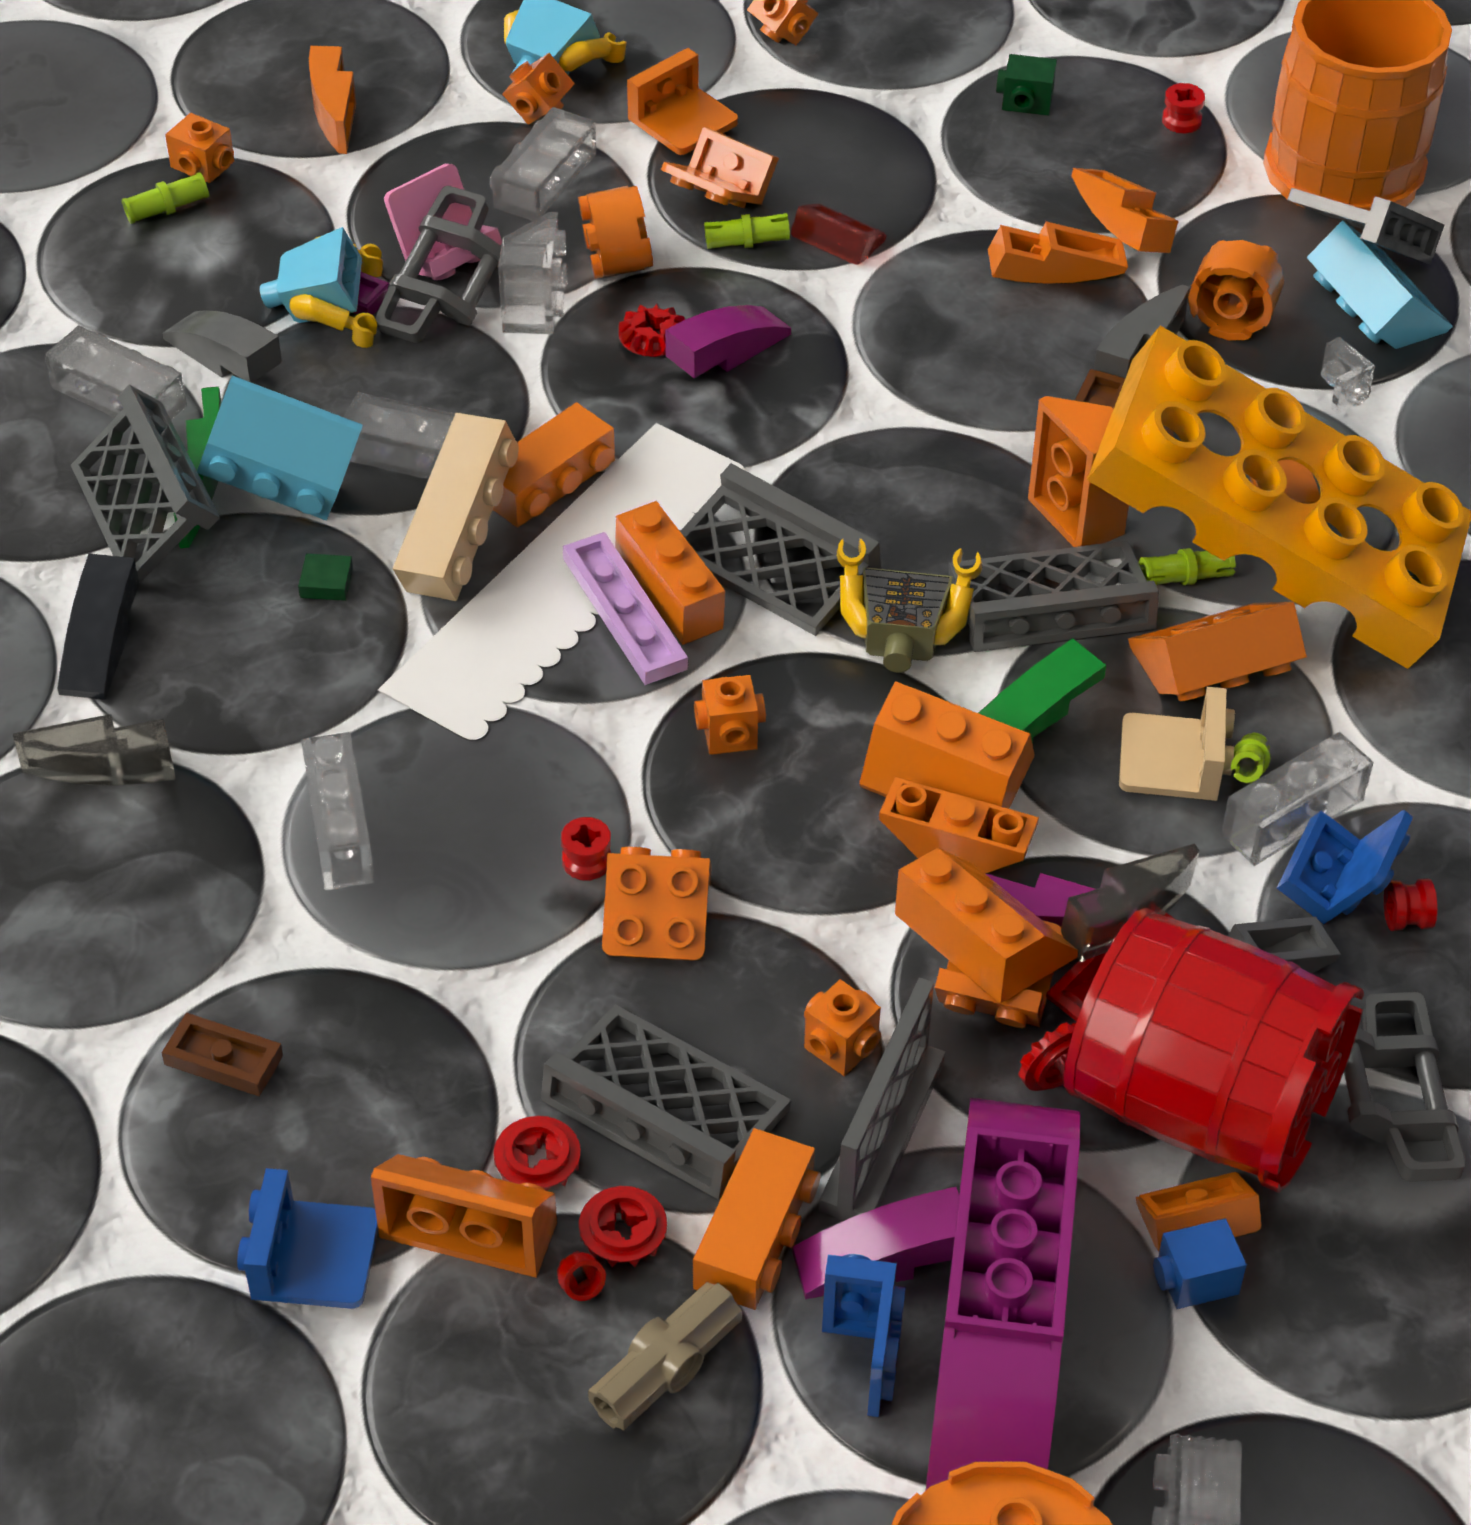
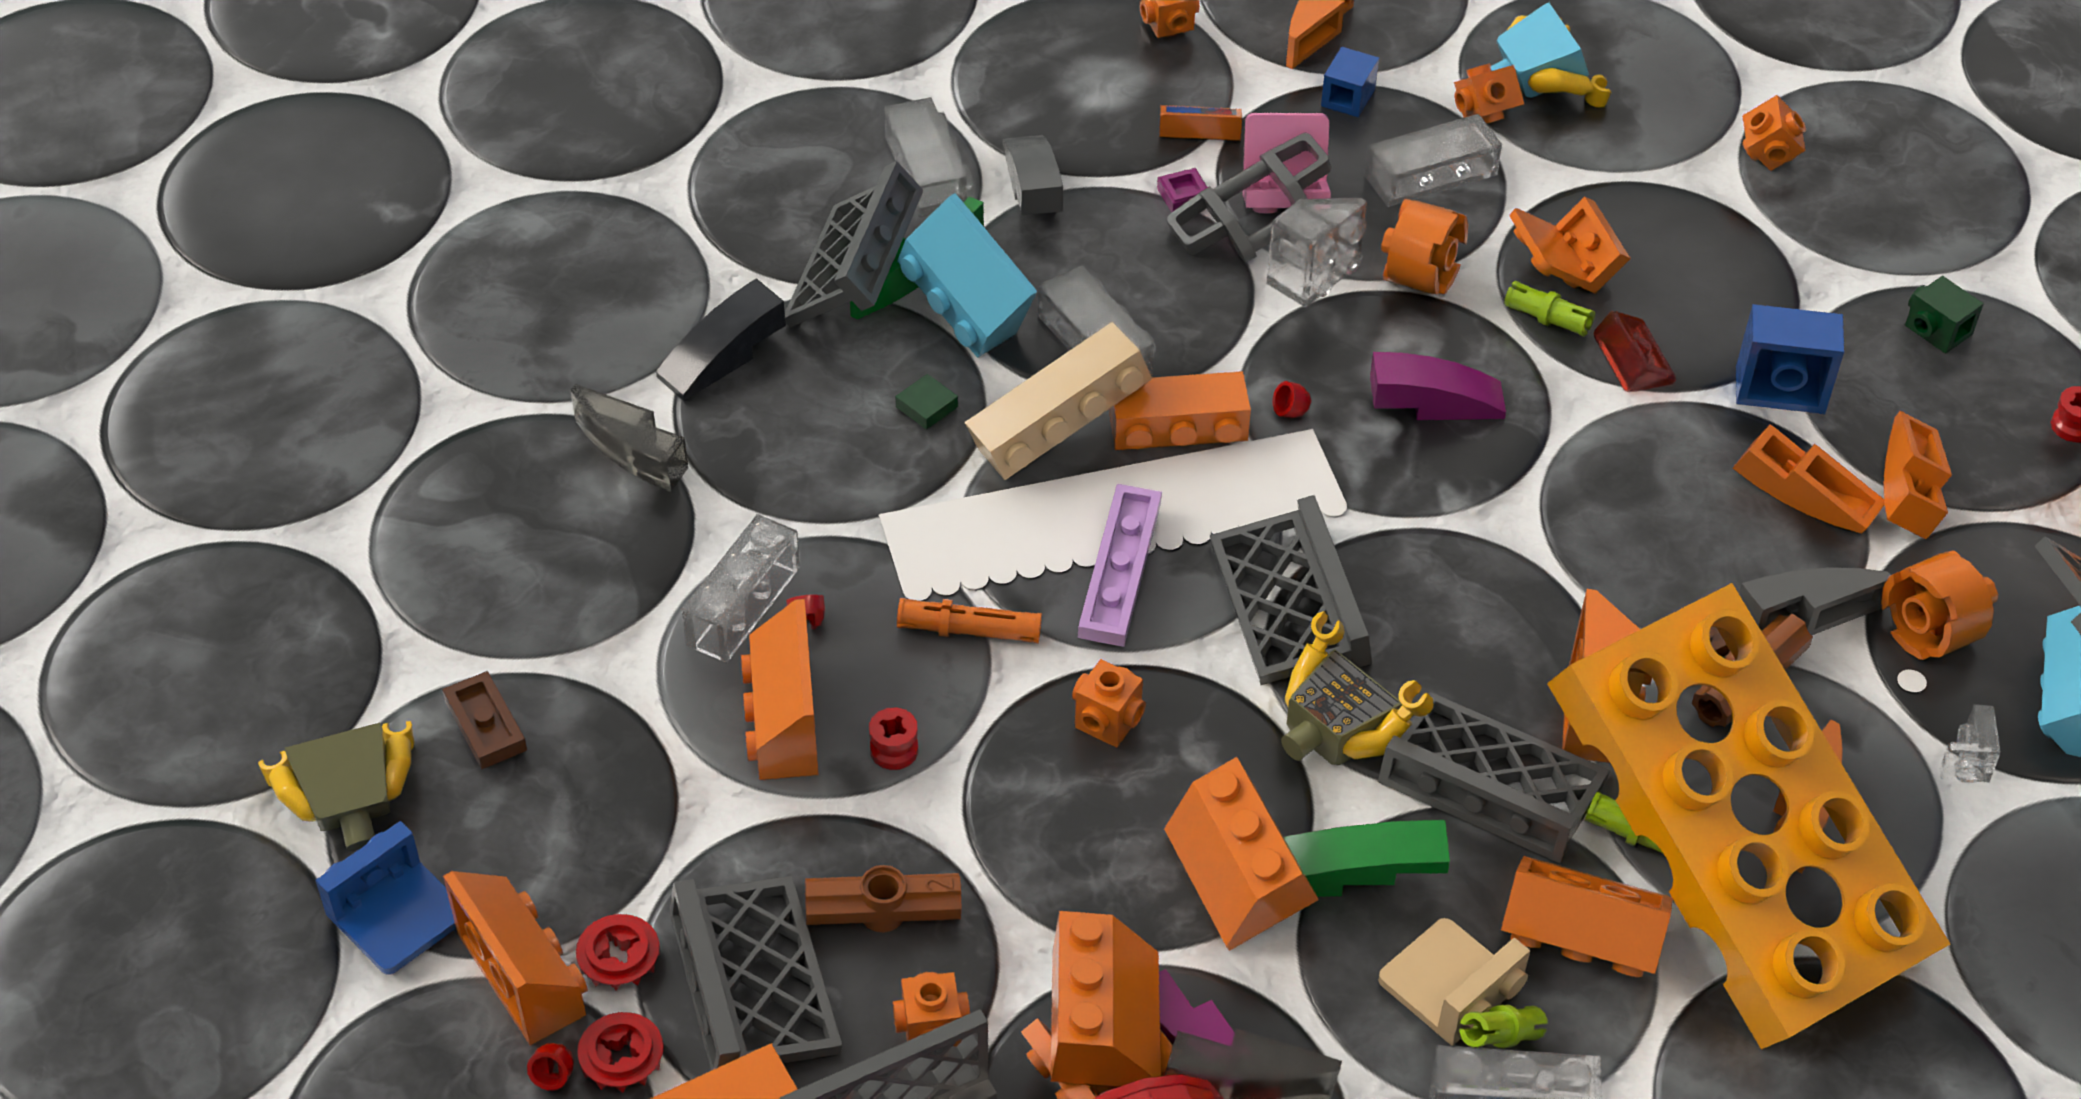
camera: 40 degrees right, 0 degrees up
(154, 1182) = (344, 778): none -> olive torso
(165, 198) = (1108, 31): lime pin -> none
(323, 283) = (1152, 160): medium azure torso -> none
(342, 216) = (1200, 122): none -> orange slope
(407, 798) = (814, 608): none -> red hinge
(414, 136) = (1349, 81): none -> blue brick
(471, 865) = (781, 696): none -> orange slope
(533, 729) = (962, 619): none -> orange pin
(617, 406) = (1291, 400): none -> red hinge
(642, 339) = (1371, 339): red gear -> none
(656, 904) = (898, 813): orange bracket -> none
(670, 572) = (1180, 557): orange brick -> none
(672, 106) = (1598, 163): orange bracket -> none
(709, 971) = (909, 898): none -> dark orange piece
(957, 824) = (1185, 913): orange slope -> none
(966, 170) = (1789, 359): none -> blue brick
(1253, 358) = (1911, 680): none -> white sticker

